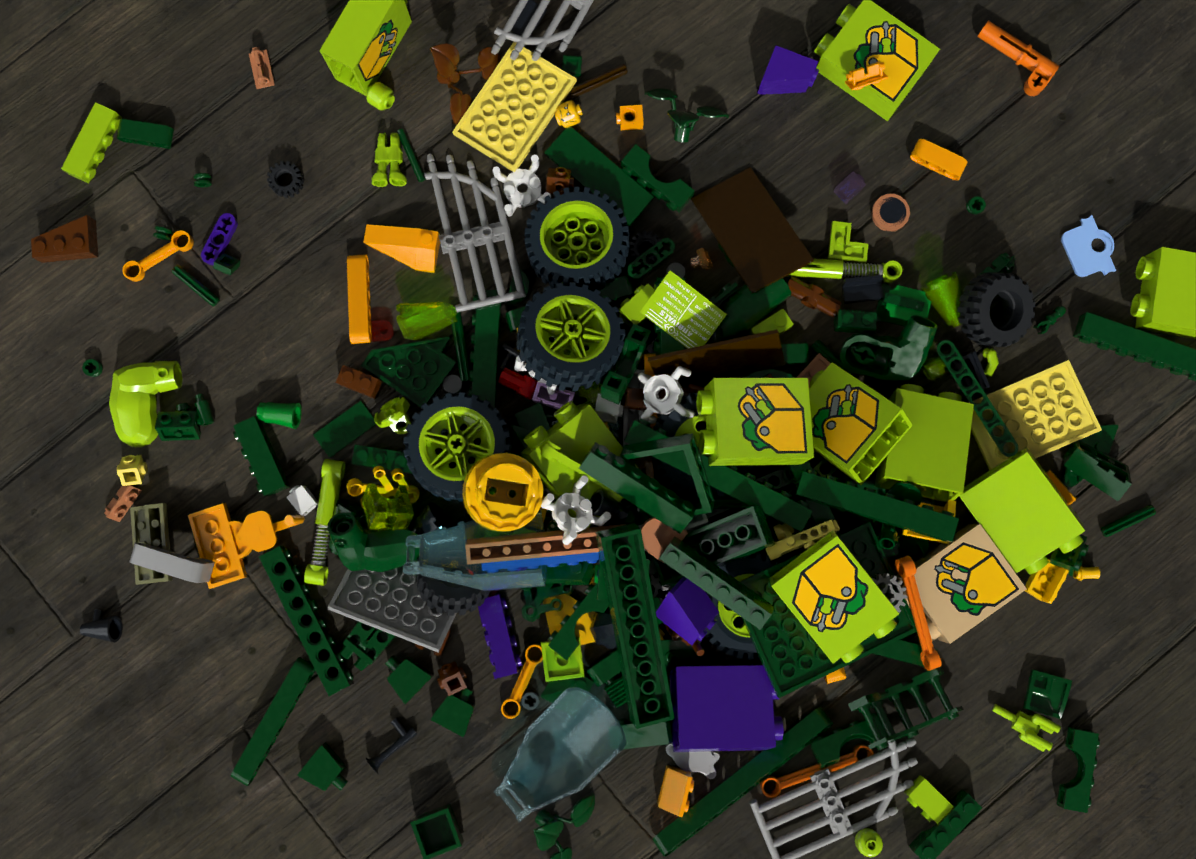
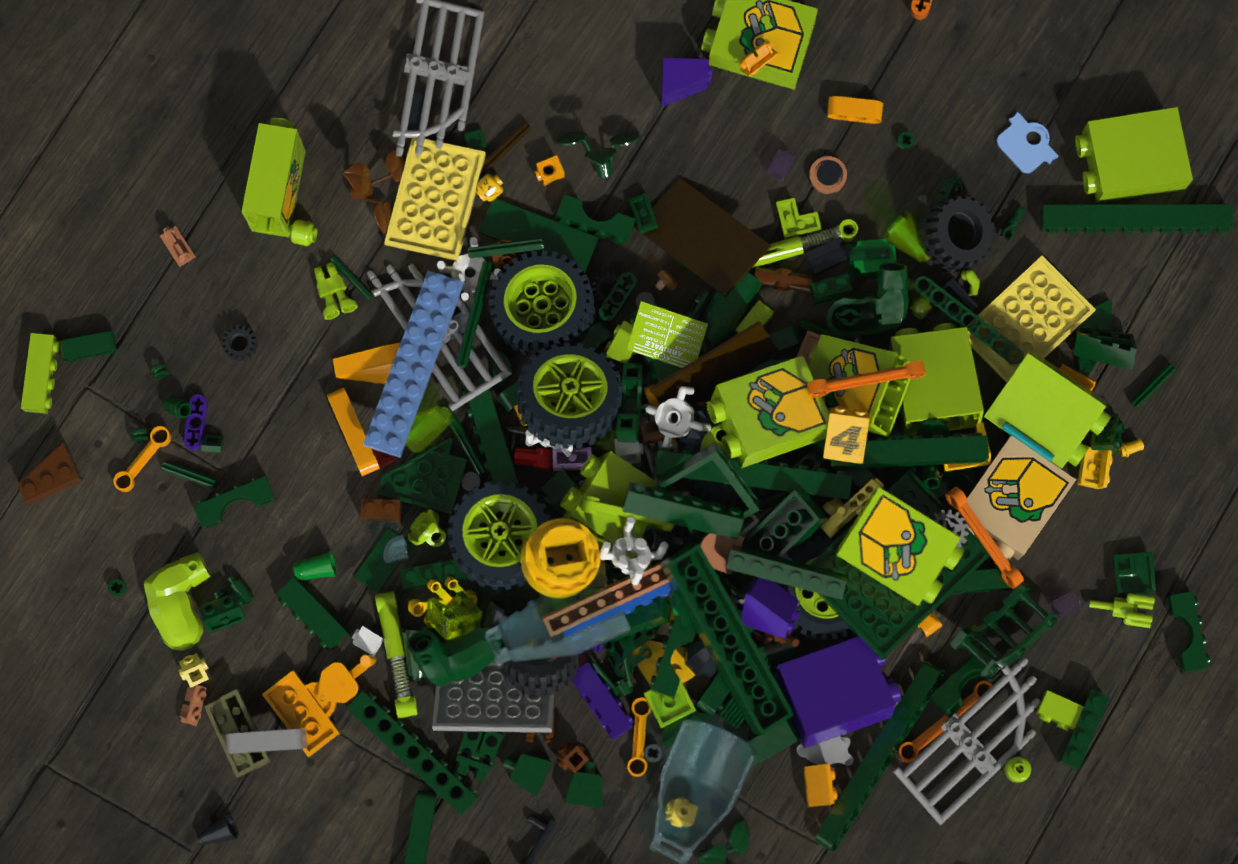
camera: 20 degrees left, 5 degrees down
(202, 328) = (211, 511): none -> dark green arch
(206, 218) = (177, 407): none -> dark green brick
(358, 424) = (396, 550): none -> clear light blue brick
(435, 255) = (413, 364): none -> medium blue plate
(510, 228) = (474, 314): none -> dark green axle
(524, 628) = (623, 686): none -> dark green plant
(535, 769) = (681, 812): none -> light yellow brick
(561, 175) = (505, 248): none -> dark green axle
(704, 188) = (643, 213): none -> dark green plate
(816, 416) = (910, 371): none -> orange piece
(823, 471) = (846, 434): none -> yellow panel
(971, 701) = (1066, 605): none -> clear purple brick
(993, 536) = (1027, 441): none -> teal bar

